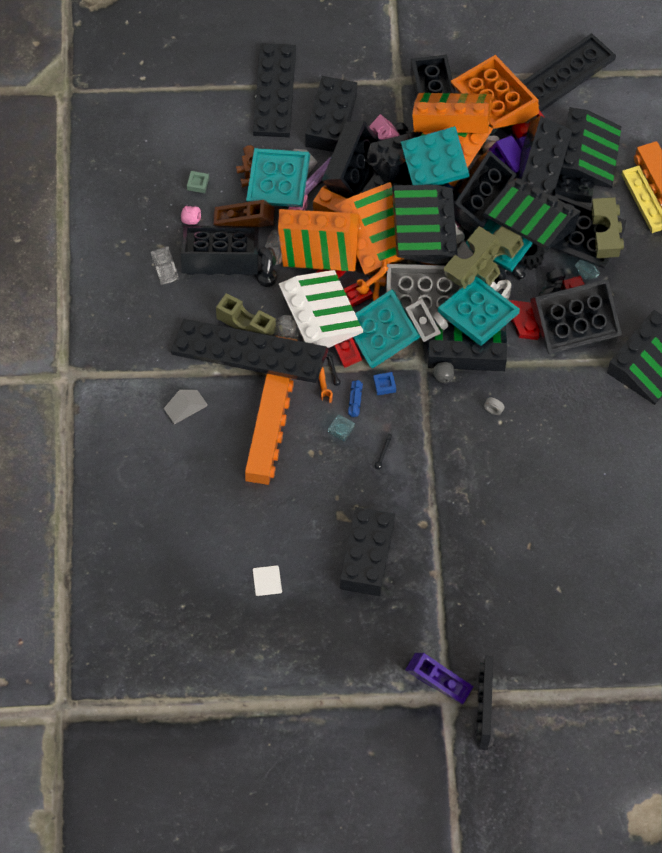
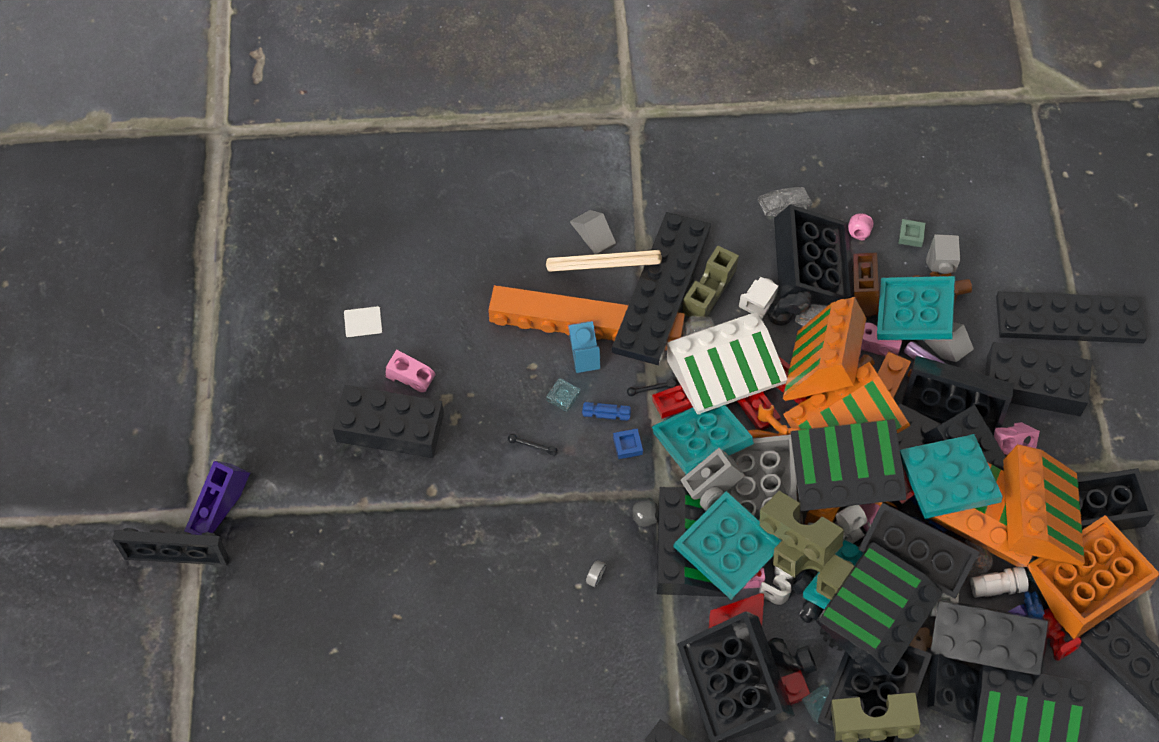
camera: 90 degrees right, 0 degrees up
(223, 392) = (604, 260): none -> axle
(229, 157) = (944, 254): none -> light grey slope
(255, 287) = (759, 296): none -> white window
(301, 409) = (584, 346): none -> dark azure slope
(320, 539) = (409, 371): none -> bright pink leg
(325, 392) = (624, 377): orange piece -> none
(508, 152) = (992, 591): dark purple slope -> none
(516, 133) = (1033, 604): none -> blue axle

